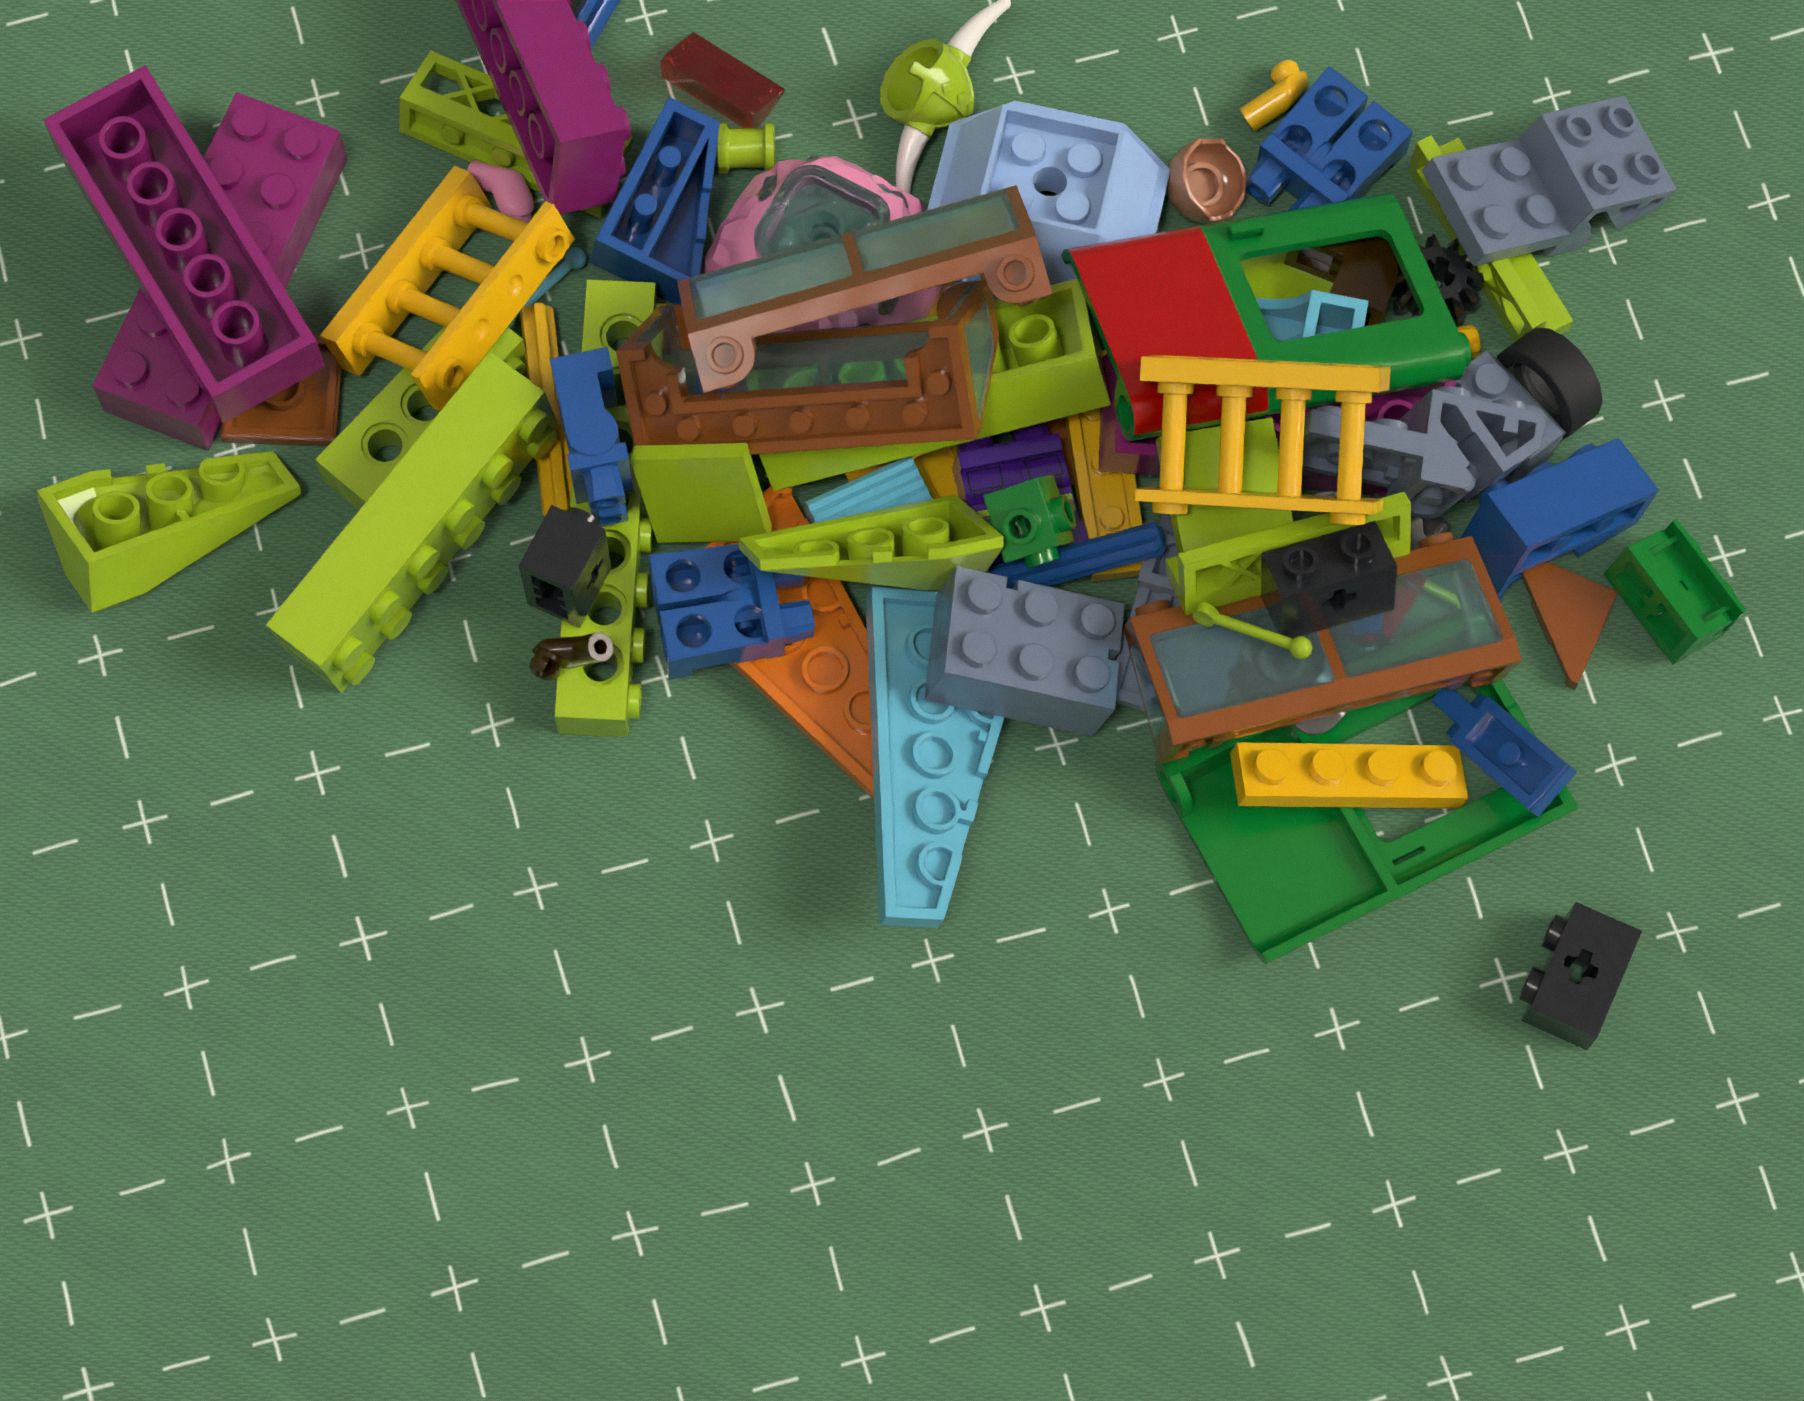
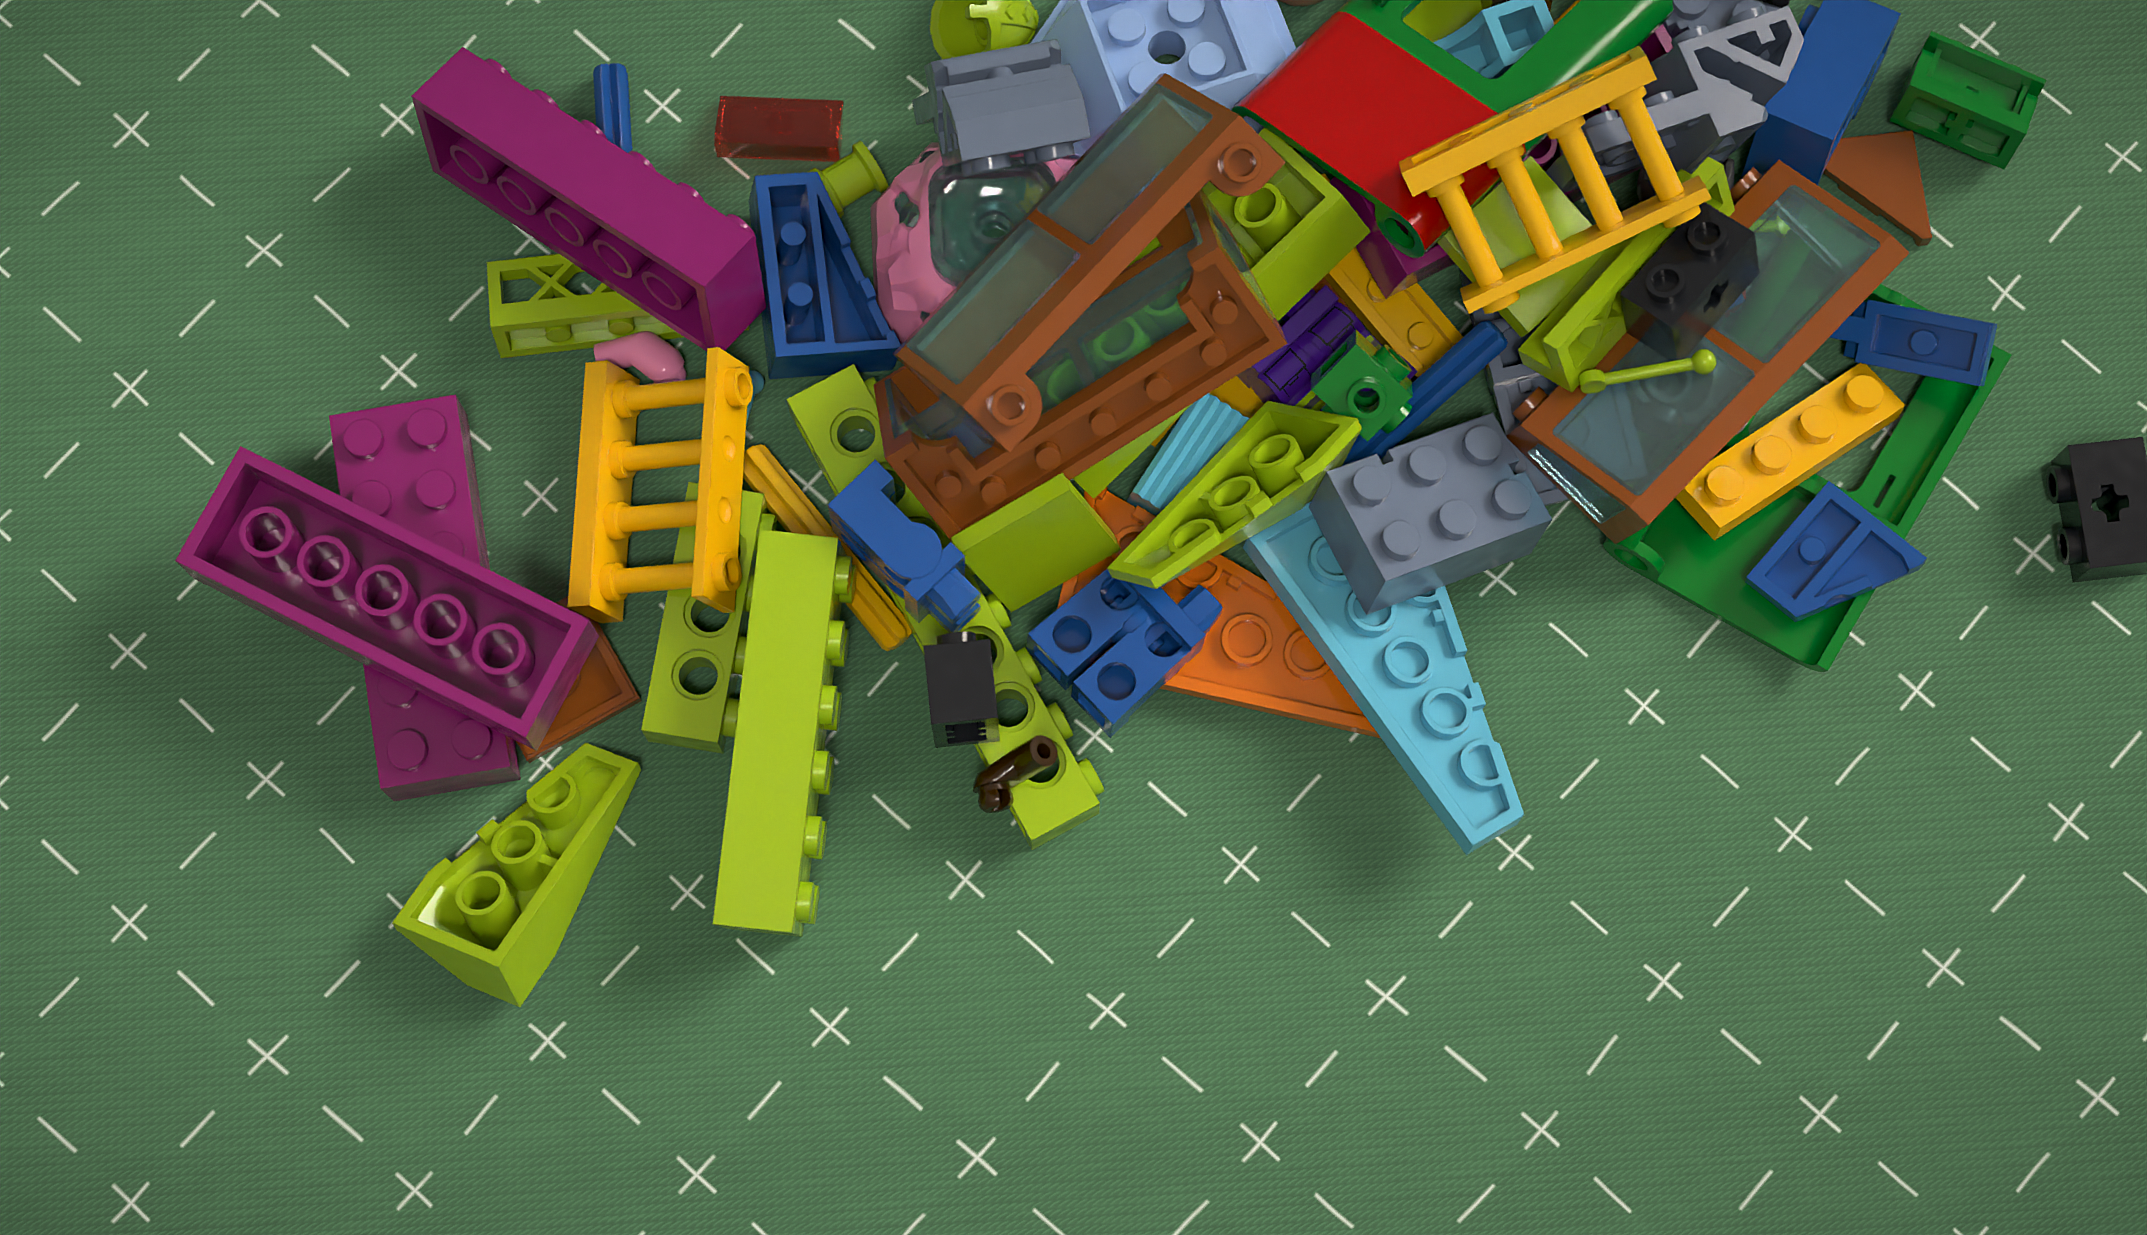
camera: 30 degrees left, 5 degrees up
(876, 141) = (1003, 107): none -> sand blue piece
(1325, 876) = (1831, 557): none -> blue wing

